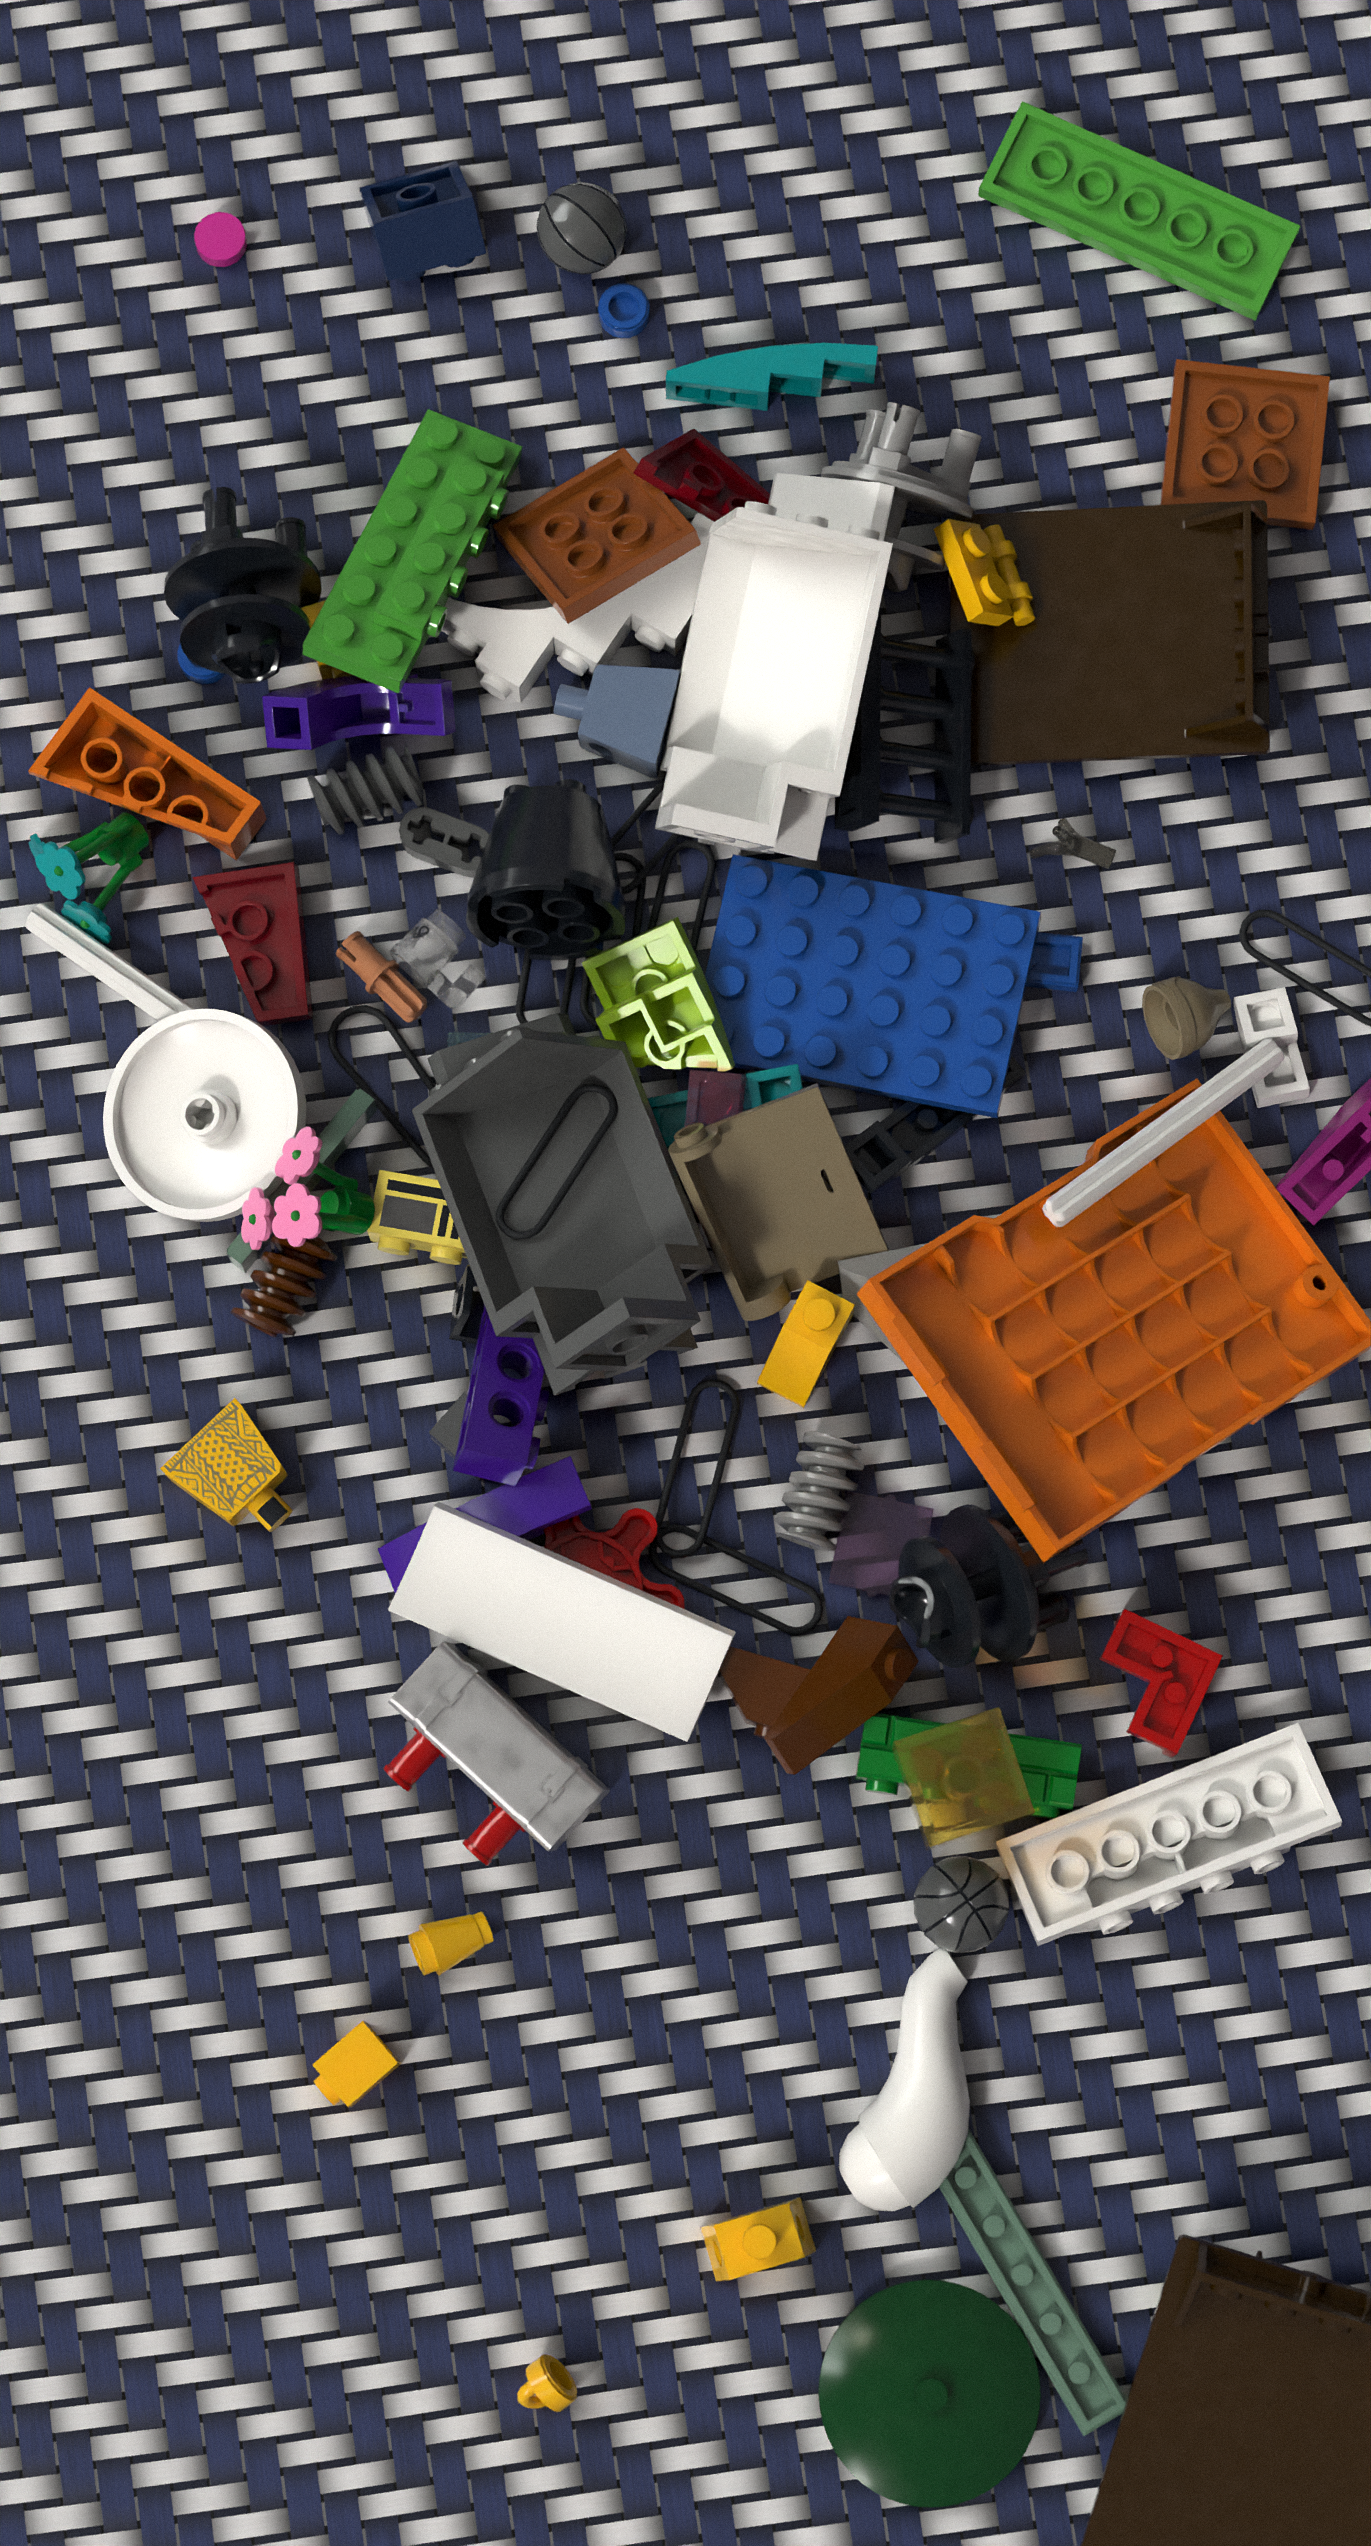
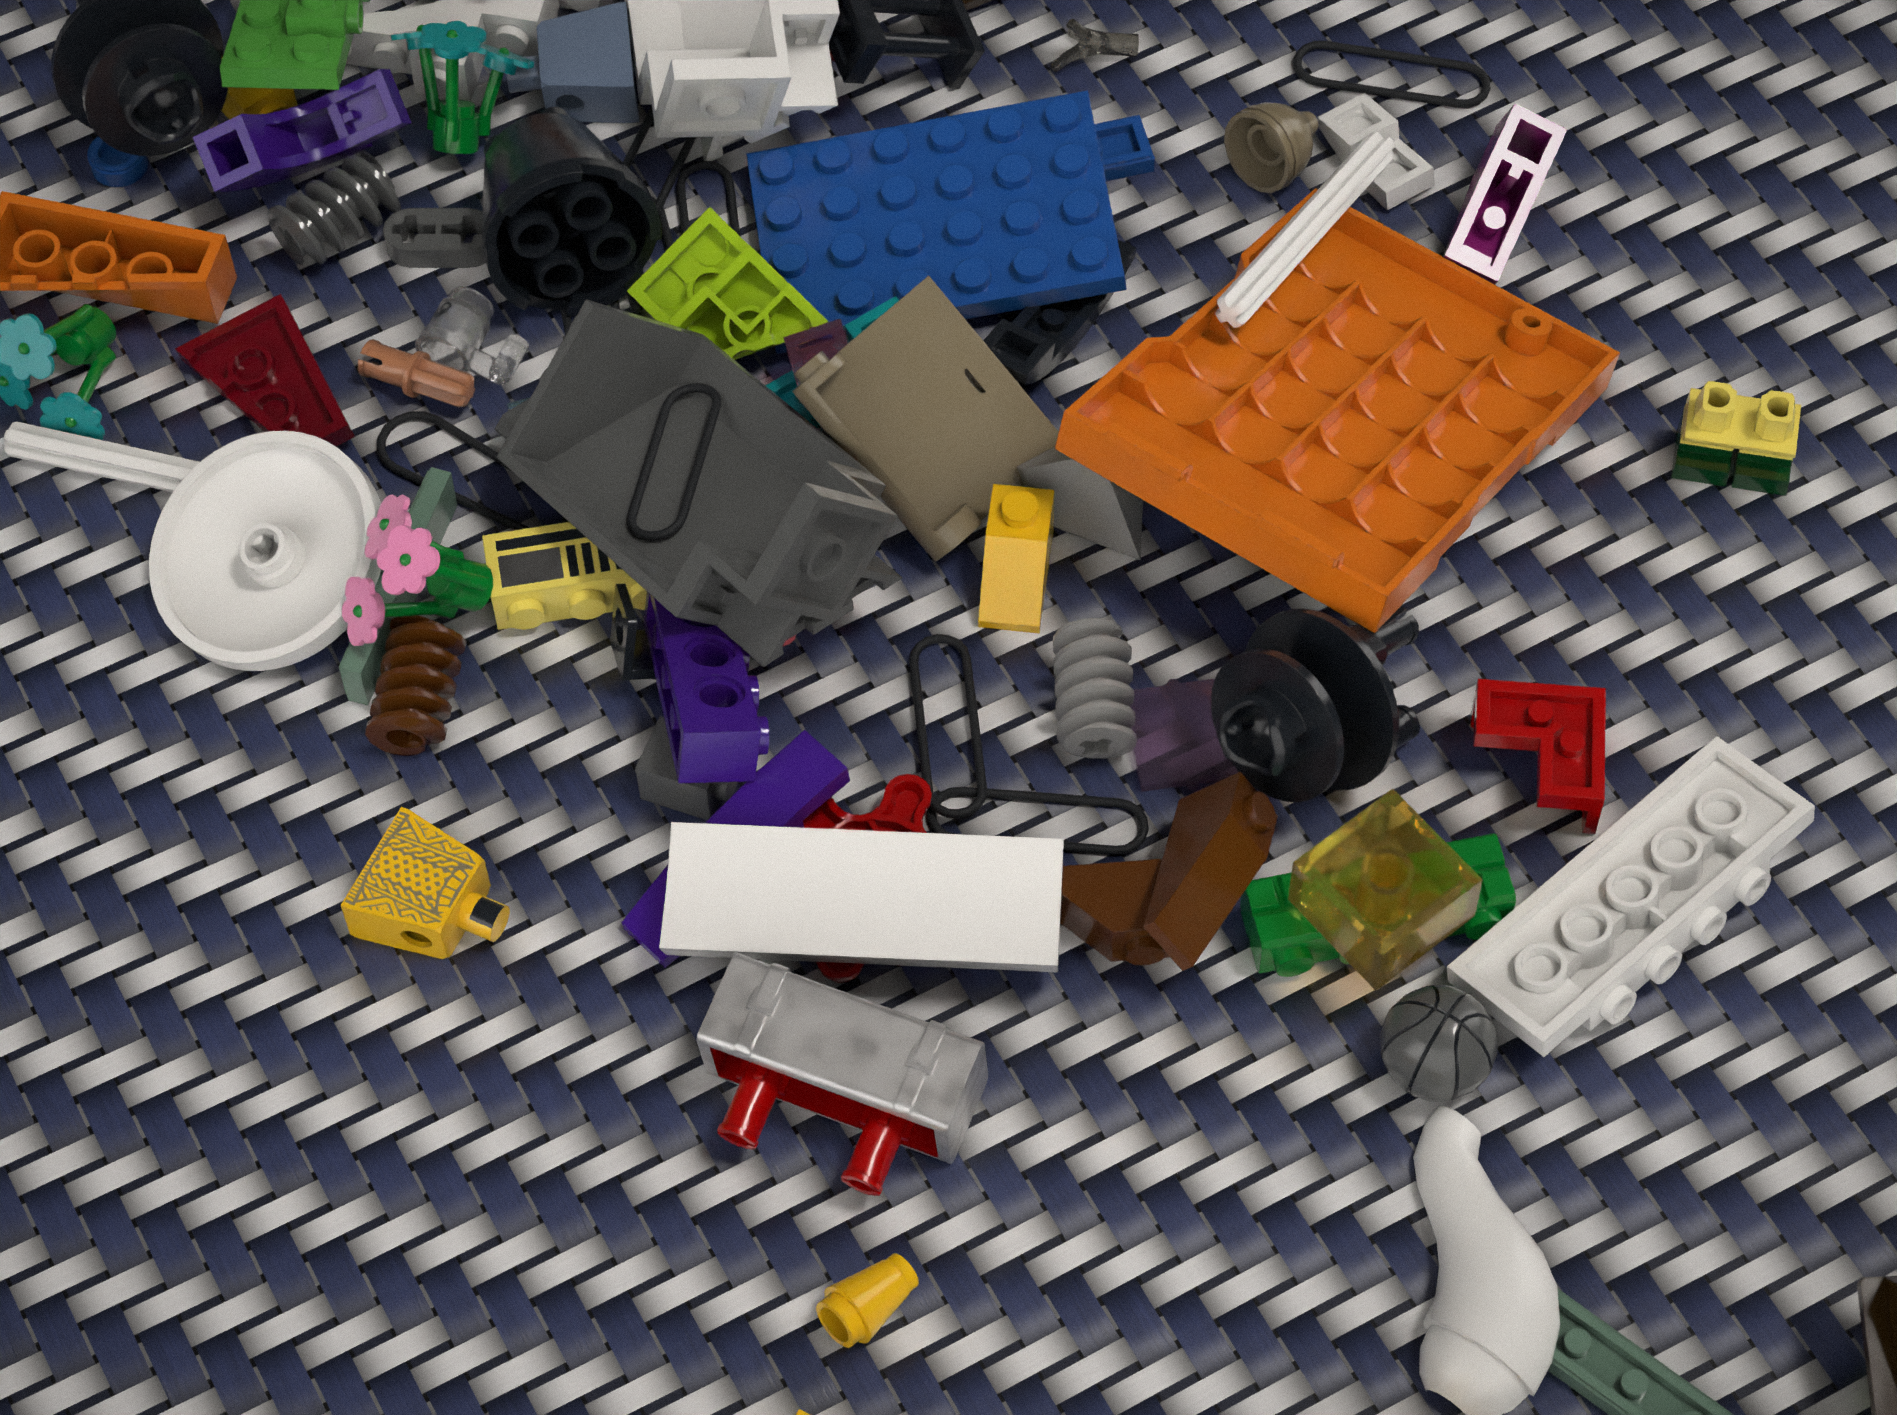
camera: 20 degrees left, 20 degrees down
(508, 694) = (453, 120): none -> green plant

